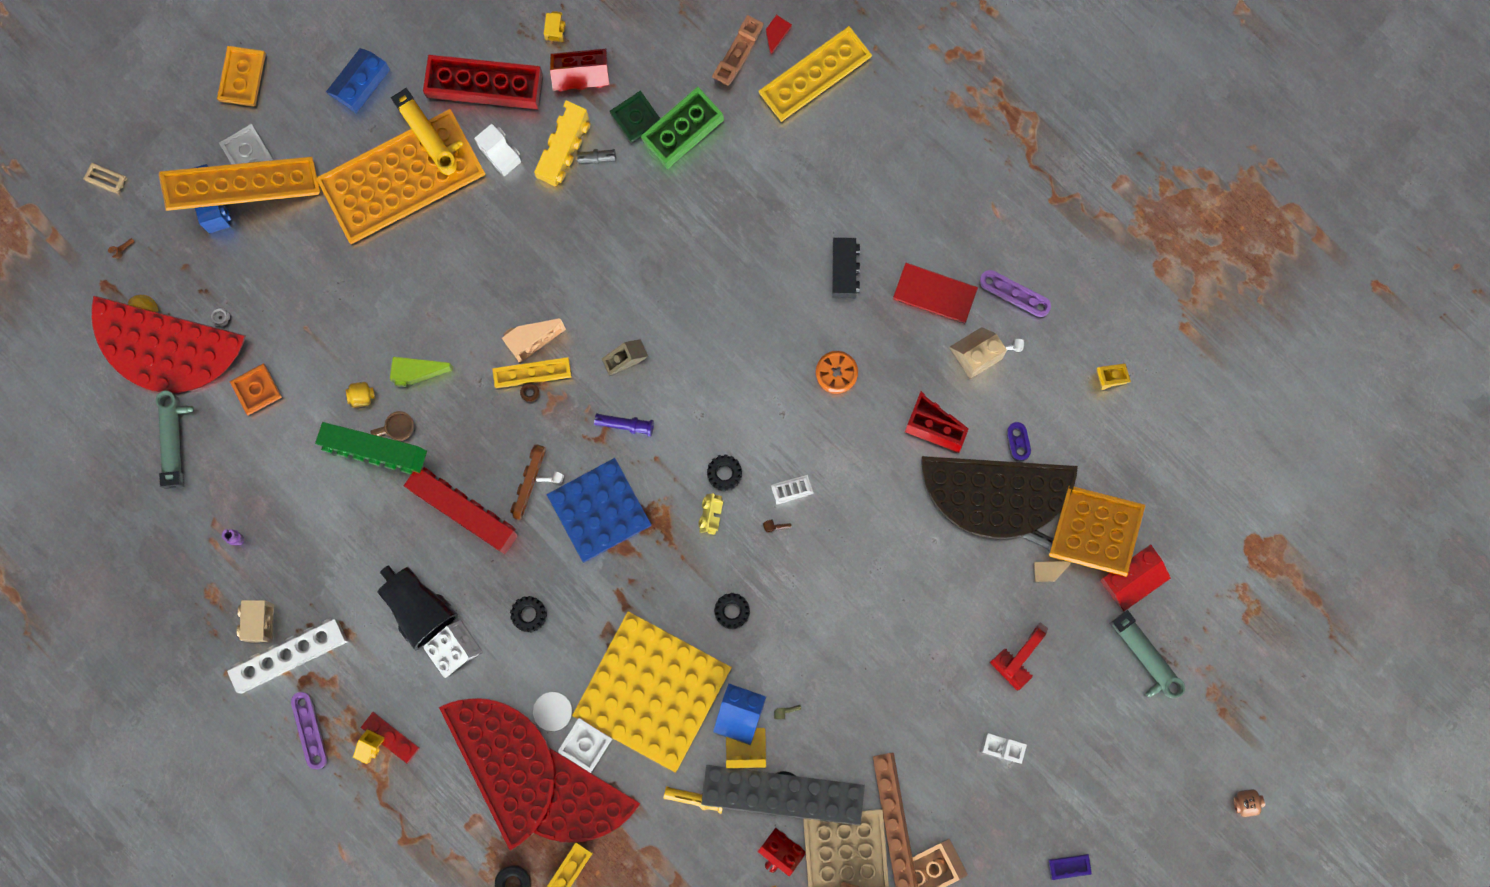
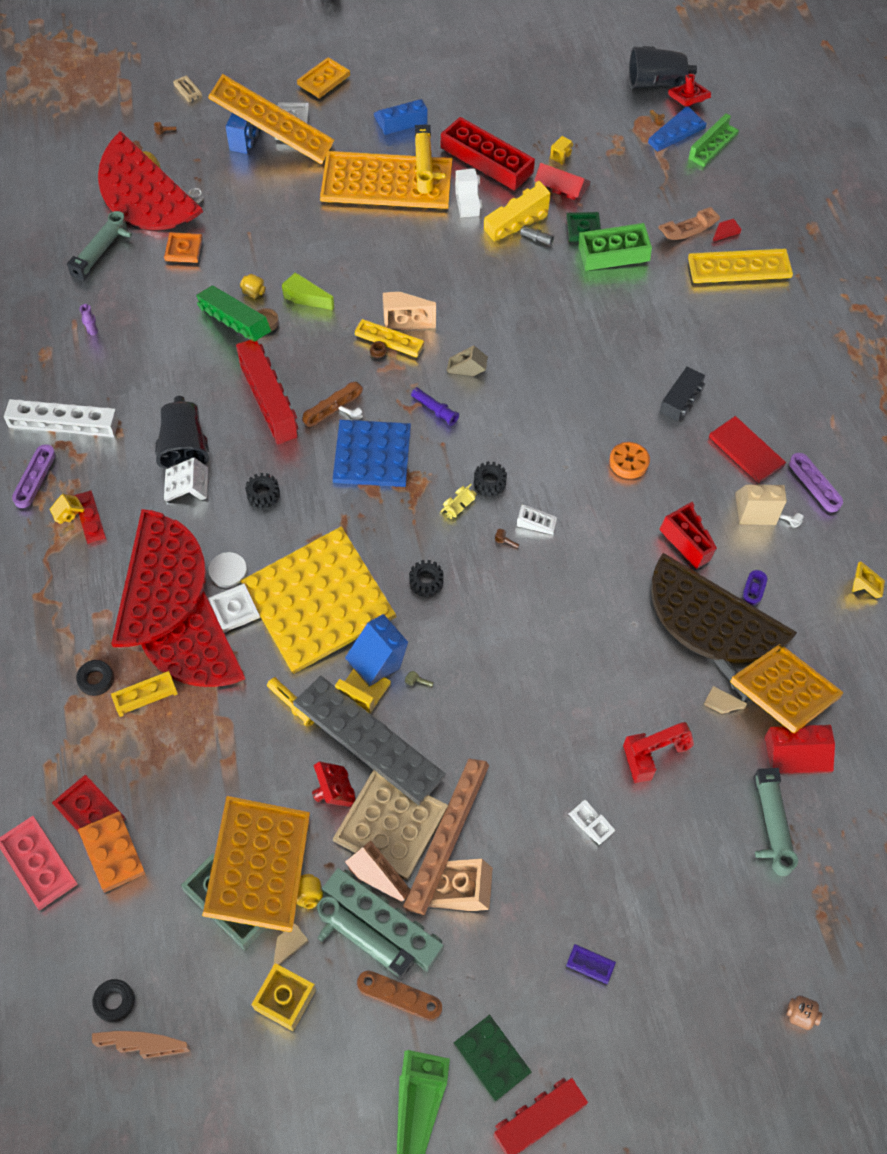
camera: 25 degrees right, 20 degrees down
(255, 621) = (58, 379): tan brick -> none

